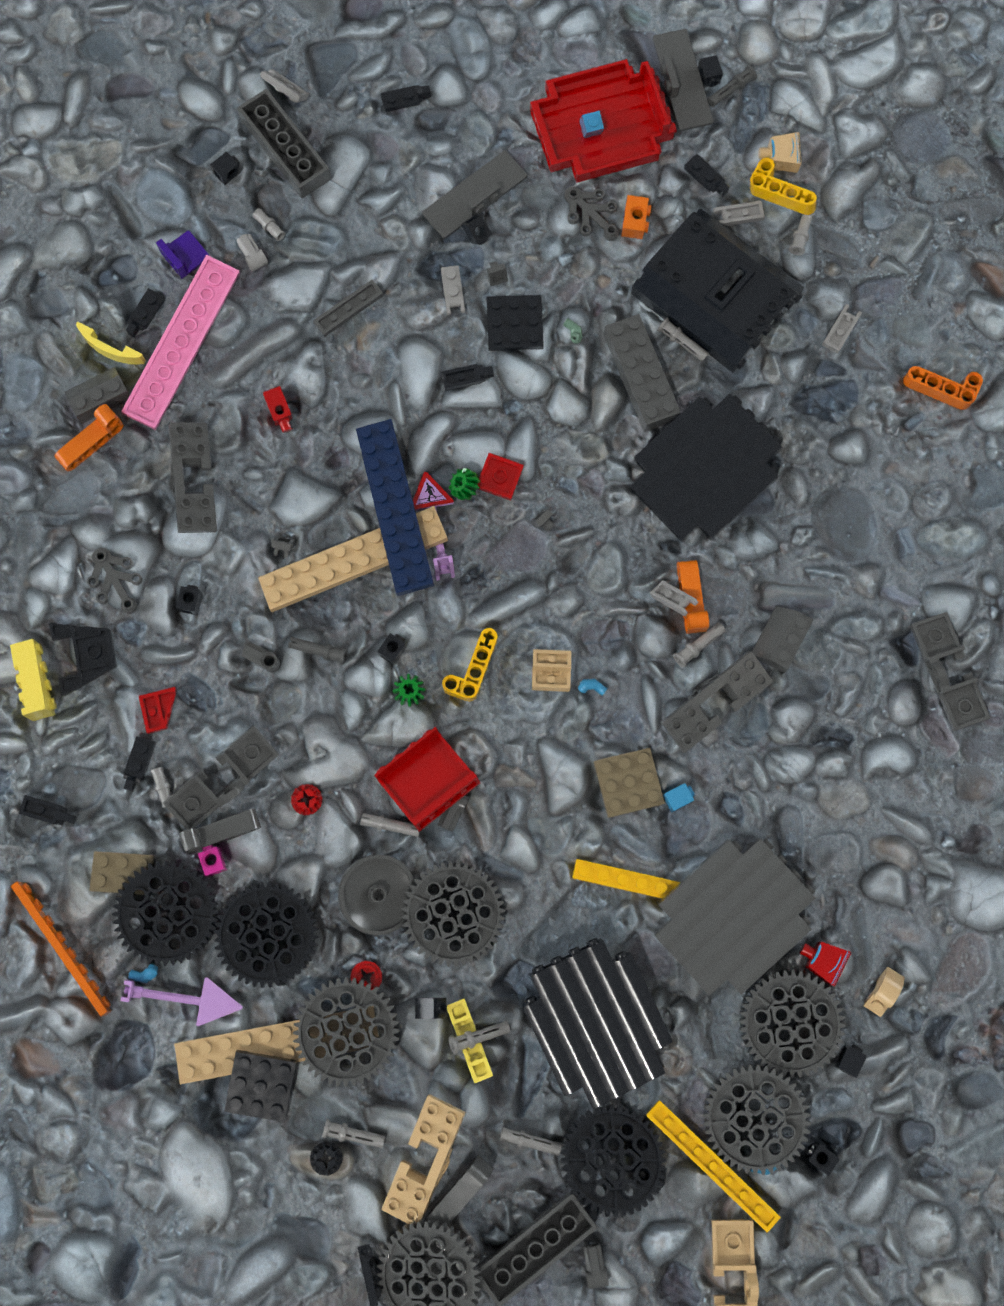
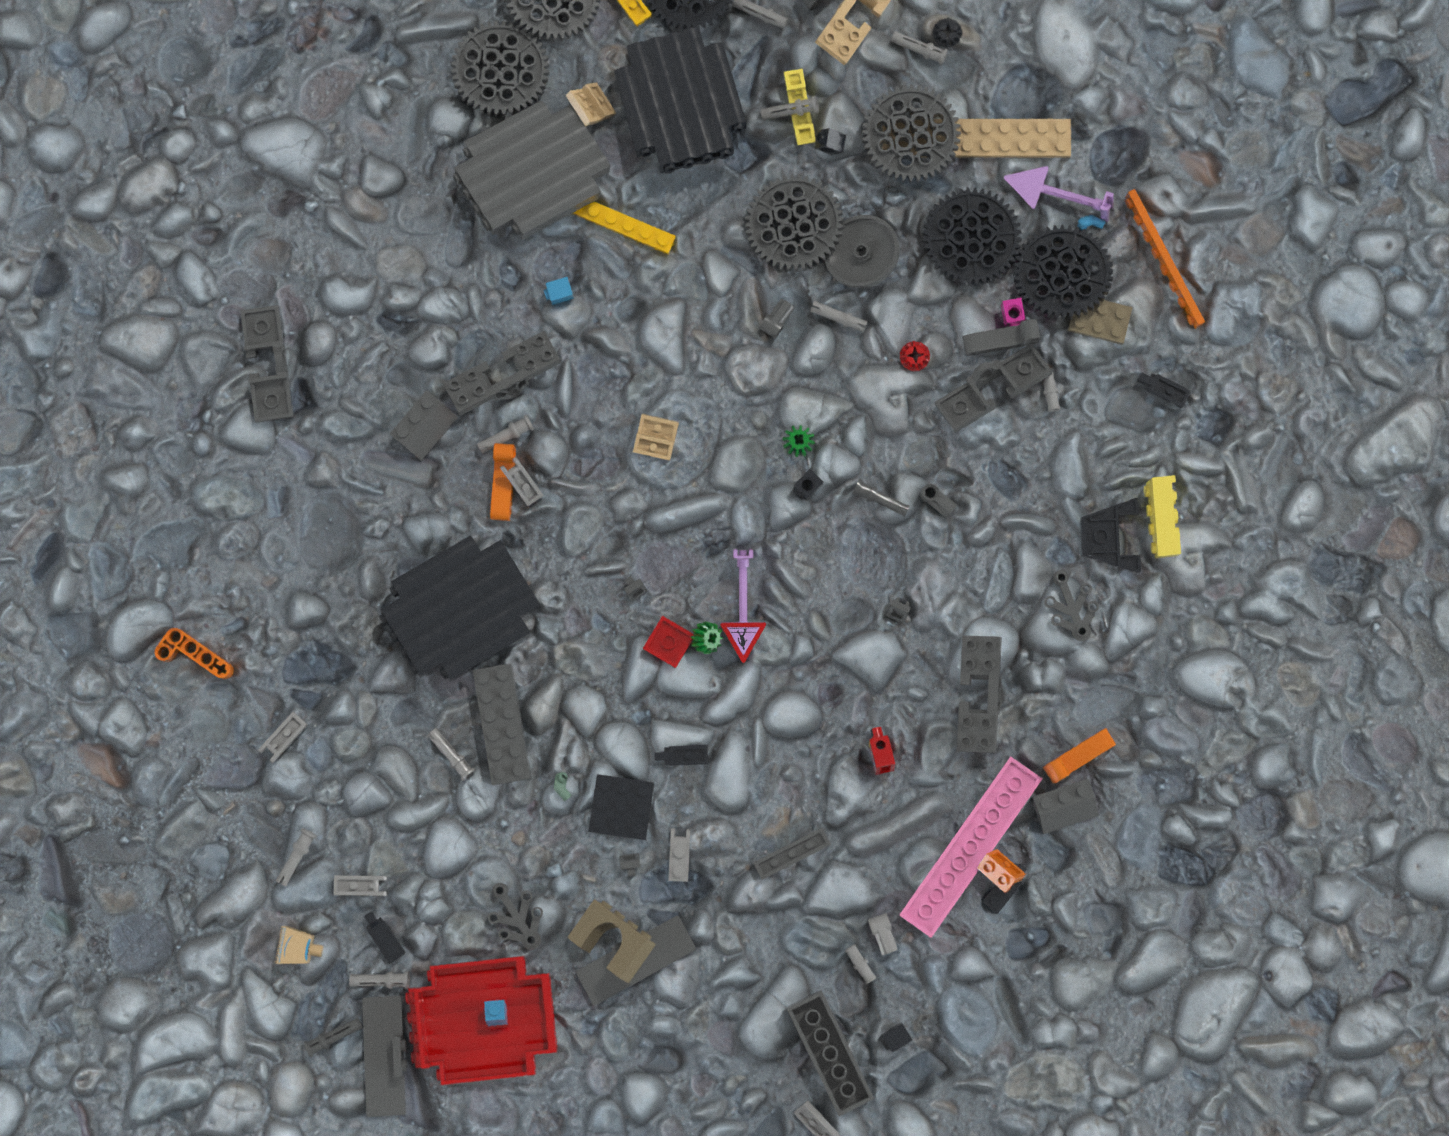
camera: 165 degrees left, 5 degrees up
(128, 355) = (1065, 870): light yellow slope -> none
(138, 762) = (1071, 421): black hinge -> none
(148, 321) = (1000, 870): none -> orange bracket
(157, 709) = (1046, 468): red wing -> none
(183, 253) = (954, 946): dark purple bracket -> none
(192, 607) = (1006, 564): black brick -> none
(260, 1086) = (997, 103): black plate -> none
(340, 564) = (831, 581): tan plate -> none
(367, 967) = (881, 190): red gear -> none
(394, 508) = (781, 624): dark blue plate -> none
(404, 97) = (691, 1089): black hinge -> none
(426, 779) = (796, 350): red panel -> none
(471, 224) = (642, 914): black brick -> none
(475, 664) = (729, 455): yellow beam -> none
(477, 194) = (634, 945): none -> dark tan arch
(589, 684) = (619, 415): dark azure arm -> none
(628, 782) = (603, 315): dark tan plate -> none
(636, 207) = (479, 892): orange brick -> none
(688, 1001) = (591, 104): none -> tan slope
(692, 139) = (389, 980): none -> light grey pin
(694, 267) = (421, 820): black panel -> none
(710, 71) = (352, 1057): black brick -> none
(803, 200) = (306, 899): yellow beam -> none
(825, 961) = (455, 117): red torso -> none
(851, 1060) = (453, 26): black brick -> none
(886, 992) = (406, 78): tan brick -> none

